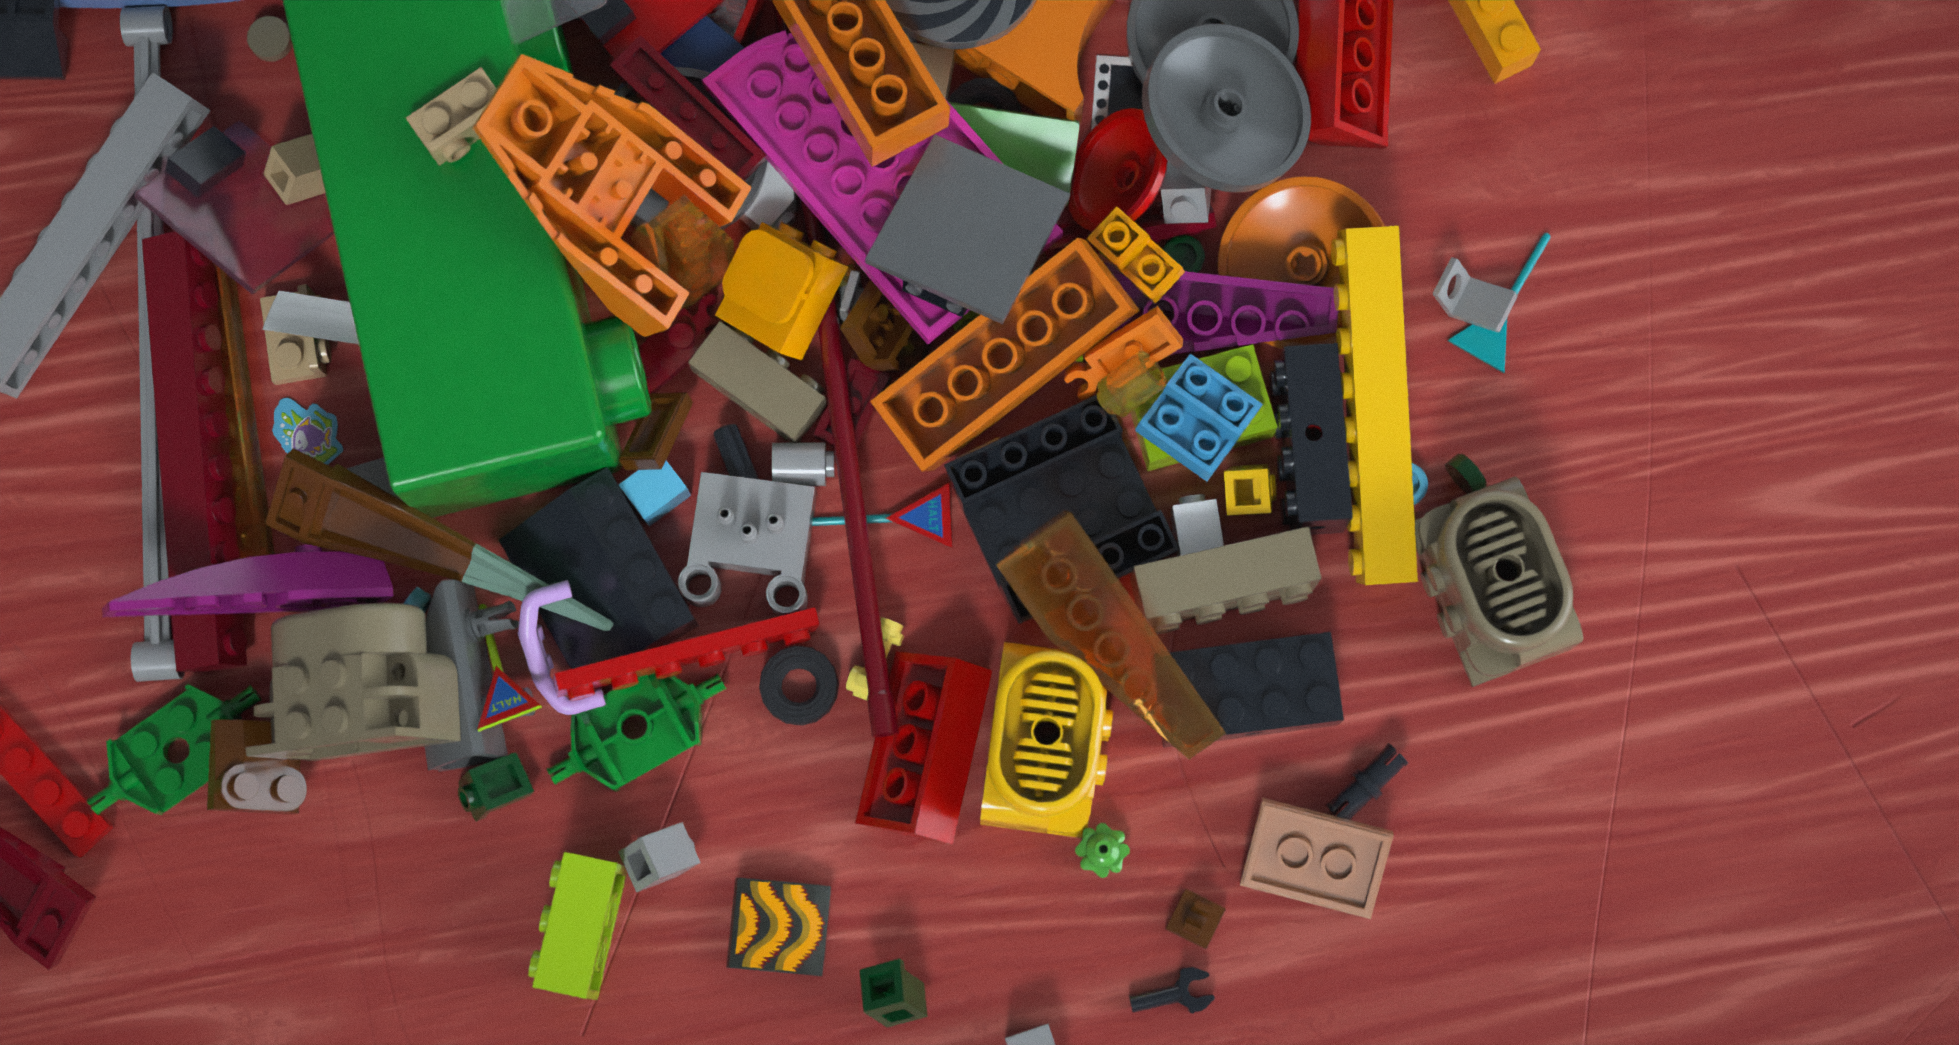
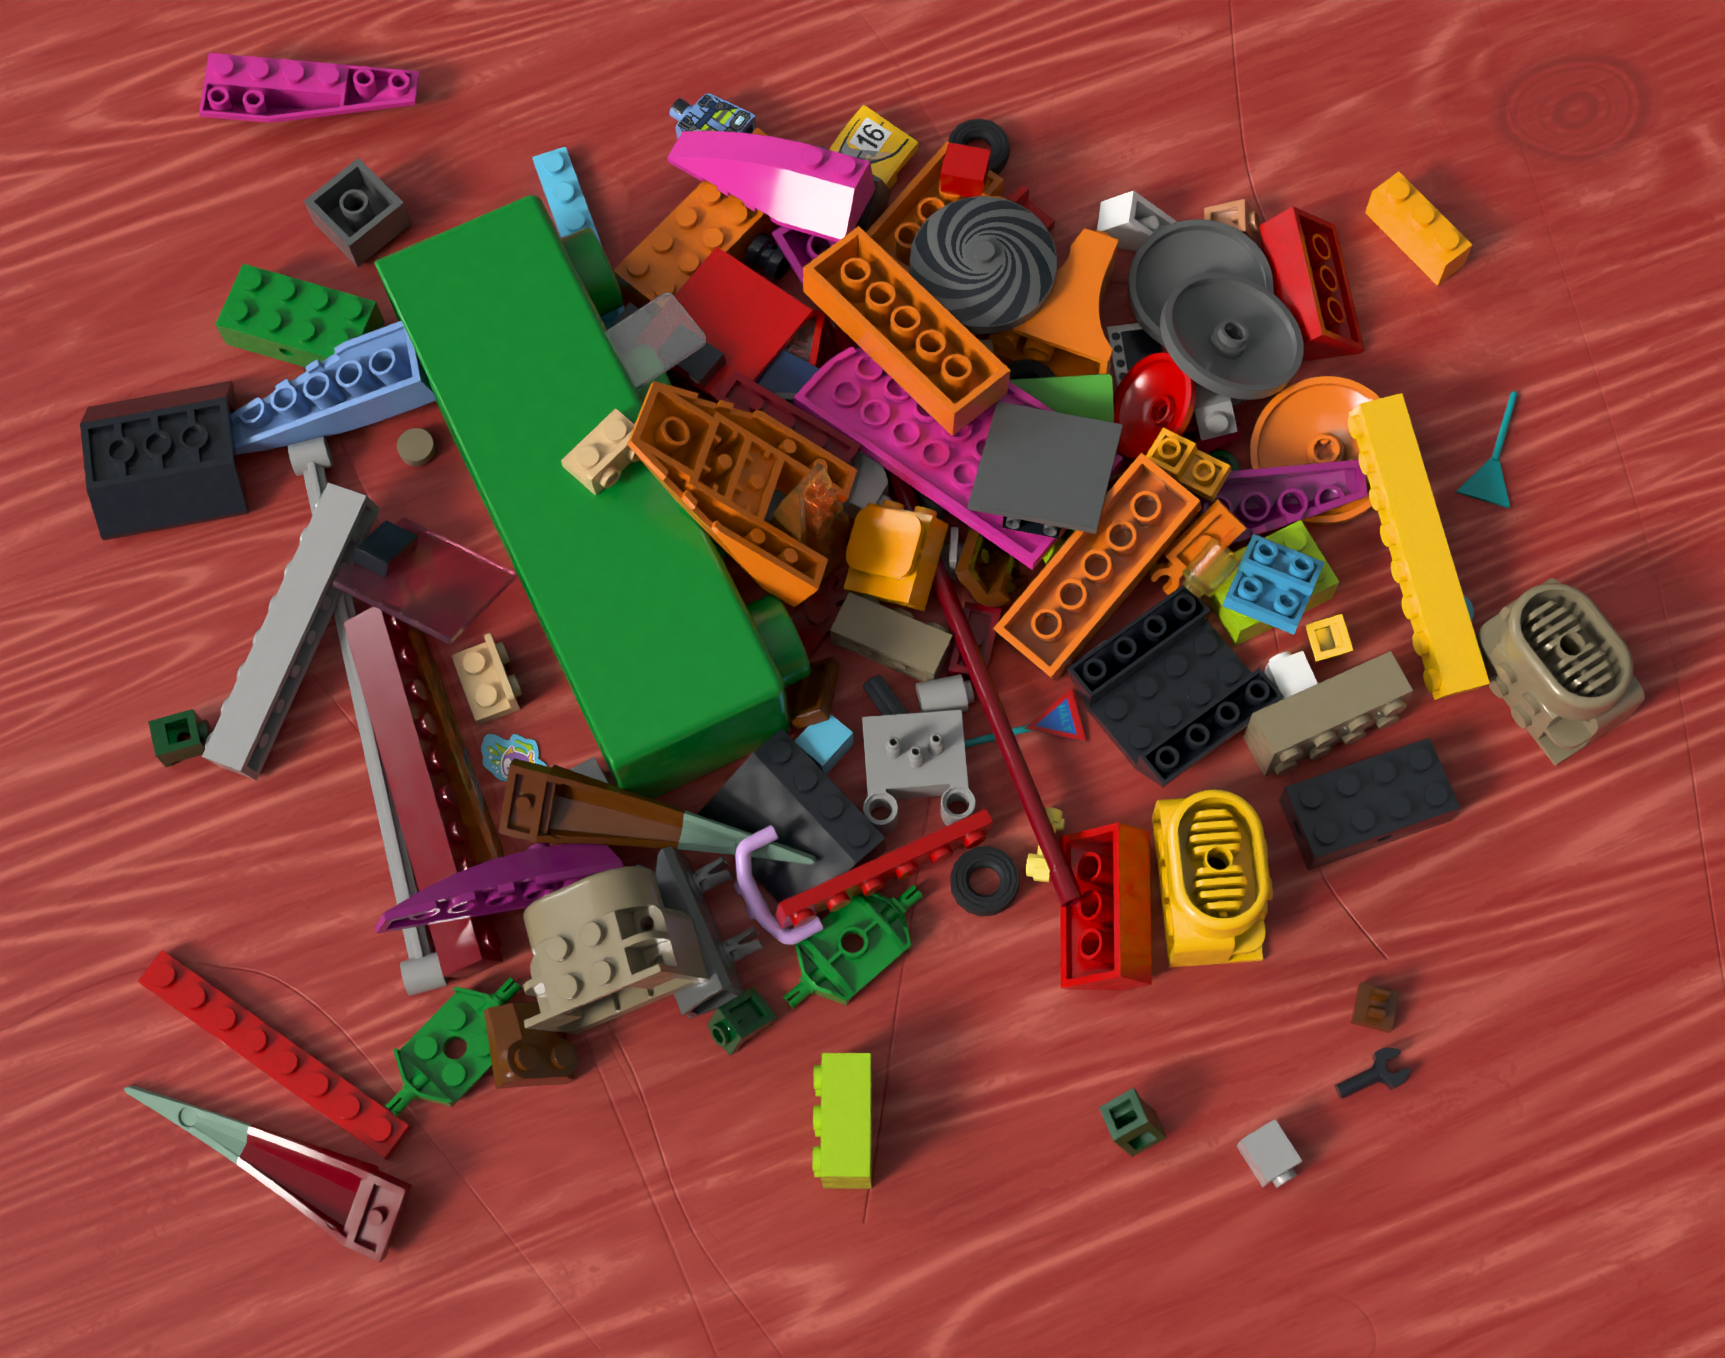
camera: 10 degrees left, 10 degrees down
(295, 170) = (466, 541): tan brick -> none
(311, 317) = (508, 657): white sticker -> none
(505, 697) = (737, 935): piece -> none
(659, 857) = (900, 1048): light grey brick -> none
(778, 926) = (1016, 1089): slope -> none
(1095, 619) = (1230, 756): clear orange wedge -> none
(1102, 850) = (1280, 964): bright green plant -> none
(1312, 438) = (1371, 584): black brick -> none
(1316, 858) = (1465, 932): nougat tile -> none
(1367, 783) = (1491, 862): black pin -> none
(1465, 473) = (1501, 591): dark green tile -> none
(1473, 299) = (1470, 453): light grey bracket -> none

